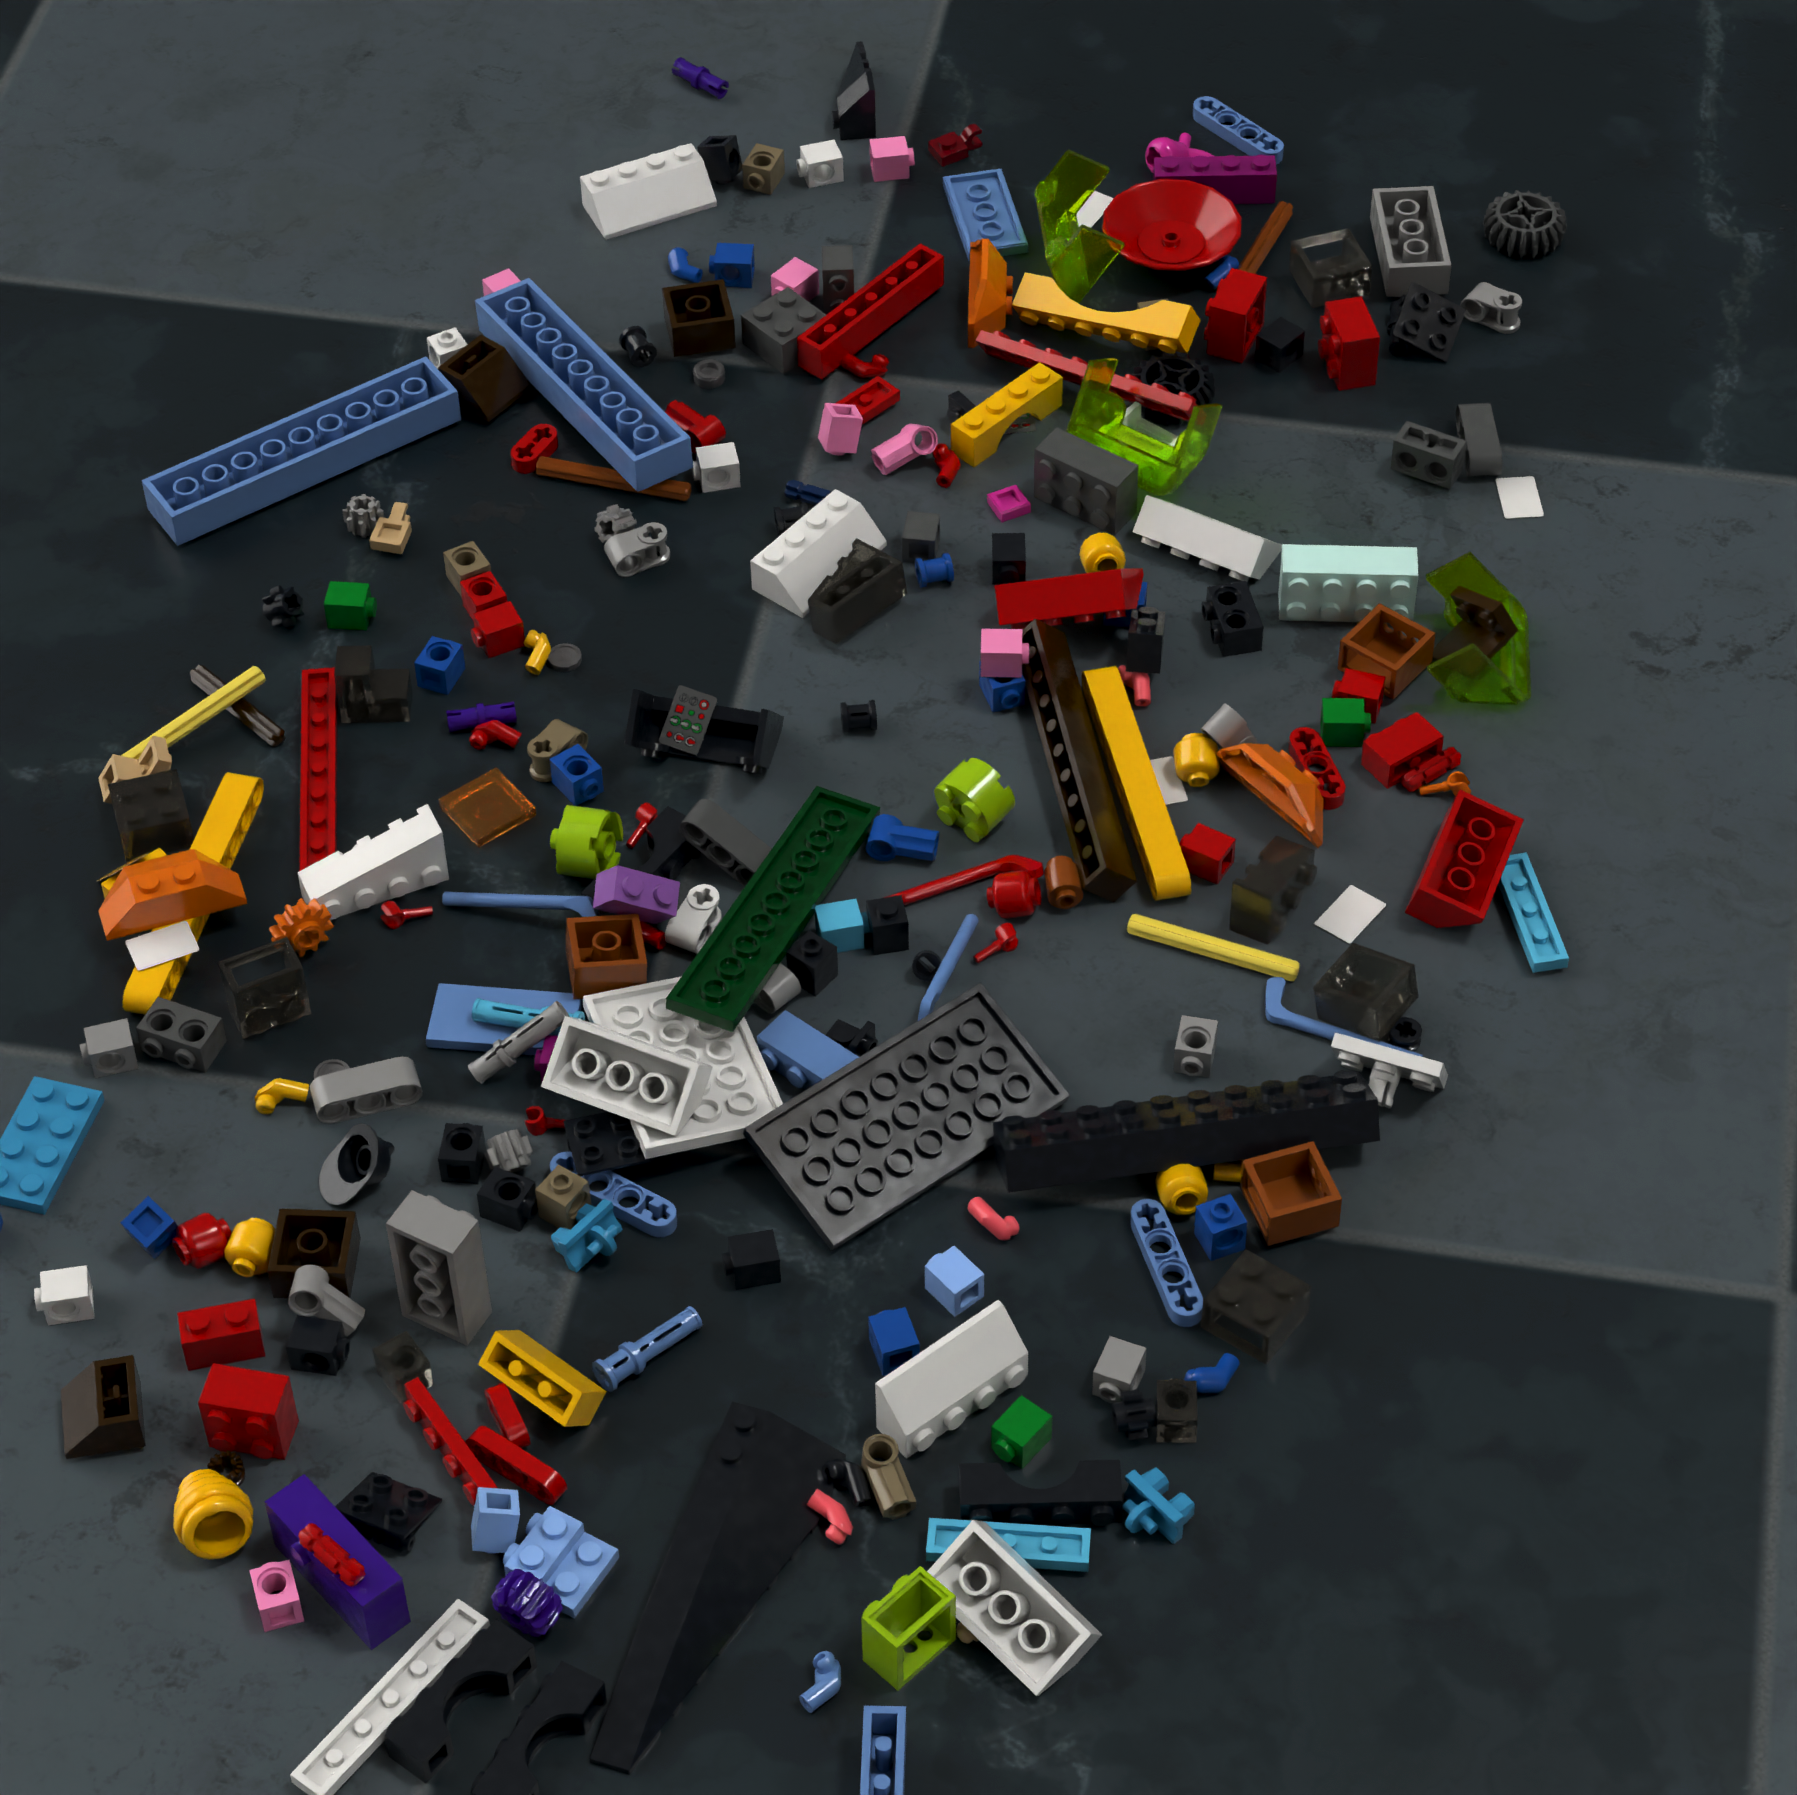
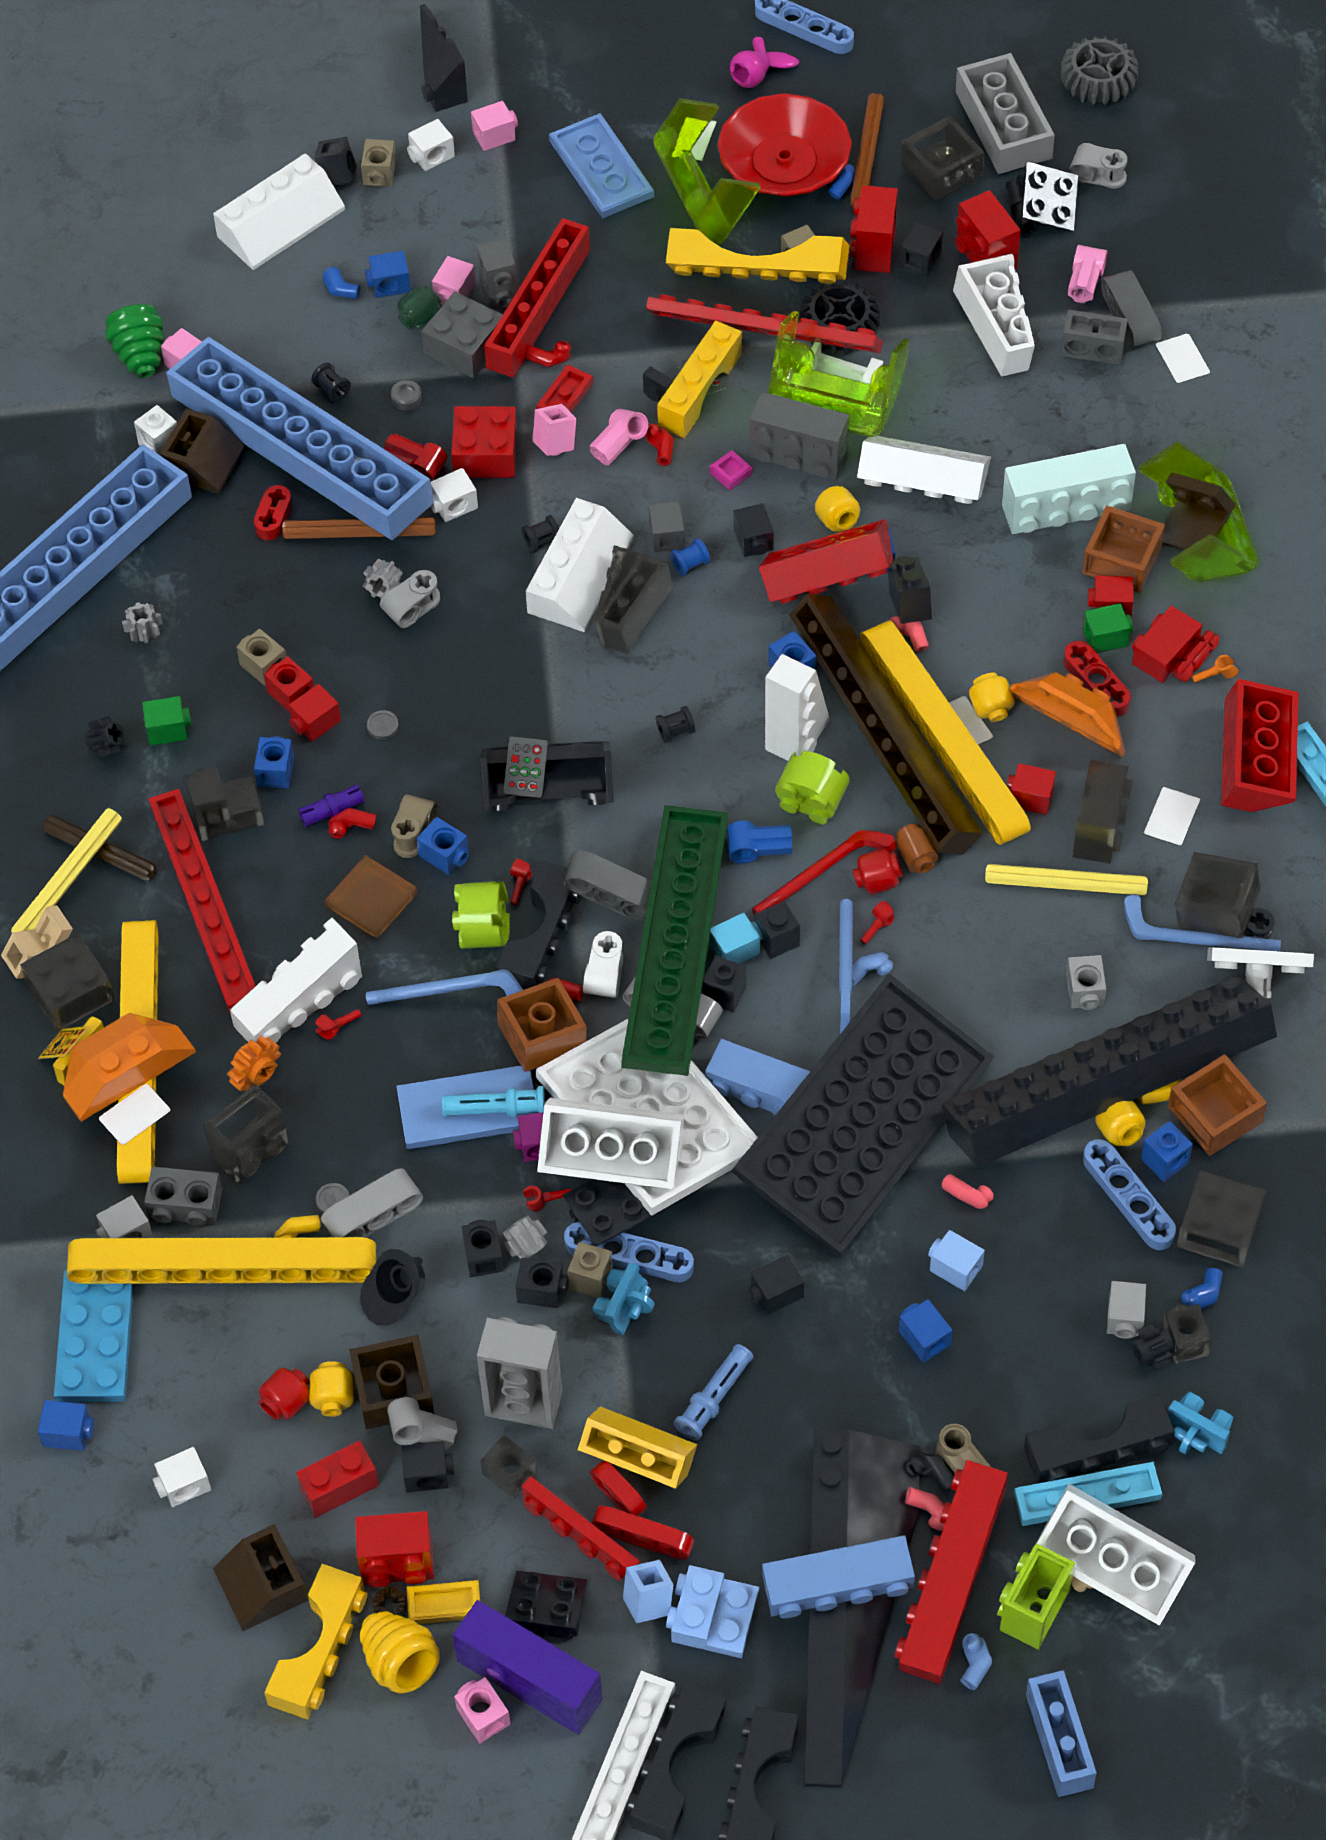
camera: 15 degrees left, 10 degrees up
(101, 1520) = (299, 1681): none -> yellow arch
(150, 1227) = (235, 1393): blue brick -> none
(189, 1099) = (220, 1260): none -> yellow beam
(267, 1477) = (441, 1601): none -> yellow tile
(331, 1554) = (533, 1670): red axle -> none
(392, 532) = (174, 634): tan plate -> none
(460, 266) = (136, 337): none -> green piece
(507, 1050) = (487, 1139): light grey pin -> none
(527, 1602) = (703, 1660): dark purple gear -> none
(540, 653) = (359, 722): yellow arm -> none
(636, 892) = (550, 960): medium lavender brick -> none
(696, 1549) = (838, 1576): none -> medium blue brick
(698, 318) = (379, 340): dark brown brick -> none
(700, 78) = (280, 73): dark purple pin -> none
(748, 295) = (418, 307): none -> clear green head
(768, 426) = (485, 441): none -> red brick
(806, 493) = (547, 502): dark blue axle -> none
(826, 1581) = (952, 1571): none -> red brick
(852, 1038) = (785, 1048): black bracket -> none
(921, 970) = (820, 964): black hinge -> none
(951, 1380) = (992, 1358): white slope -> none
(953, 148) = (546, 99): dark red plate -> none
(969, 979) = (870, 962): none -> medium blue arm
(977, 713) = (793, 708): none -> white wedge
(987, 290) = (635, 251): orange wedge -> none
(1003, 653) = (791, 634): bright pink brick -> none
(1021, 1432) = (1063, 1388): green brick -> none
(1228, 728) = (1014, 664): light grey piece -> none
(1233, 619) = (970, 539): black brick -> none
(1236, 177) = (820, 78): magenta brick -> none
(1334, 410) = (996, 310): none -> white wedge
(1445, 395) = (1087, 267): none -> bright pink piece

